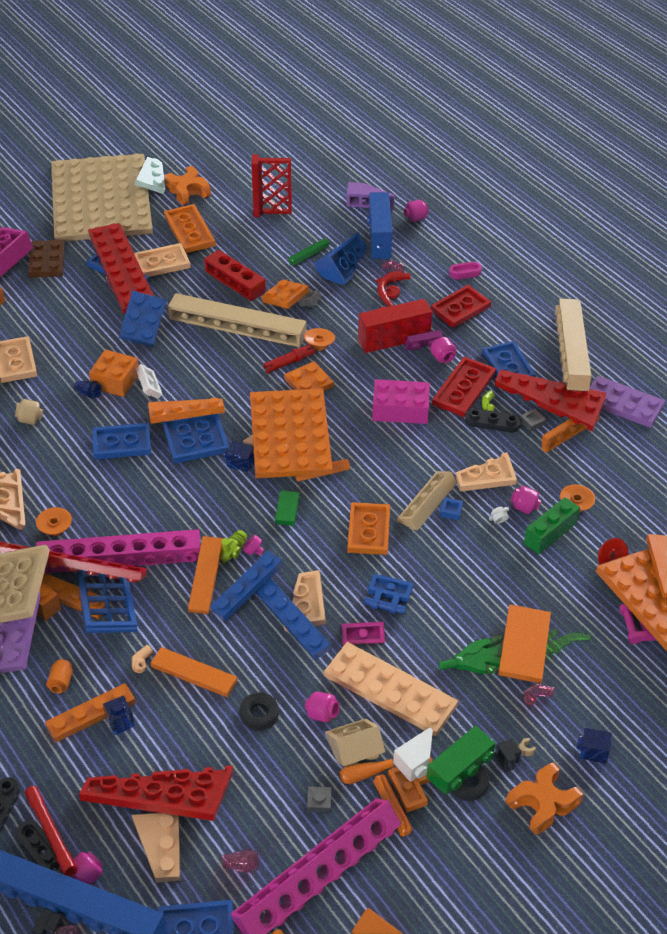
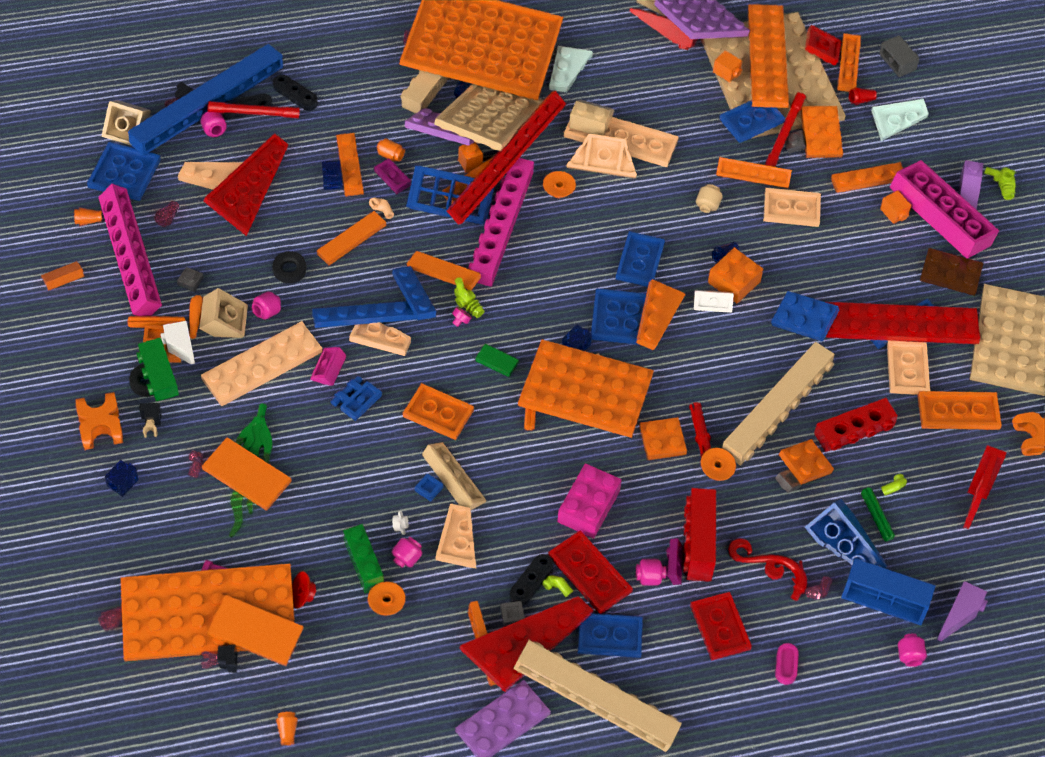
camera: 110 degrees right, 10 degrees up
(95, 663) = (392, 176): none -> magenta plate
(277, 246) = (898, 483): none -> lime arm

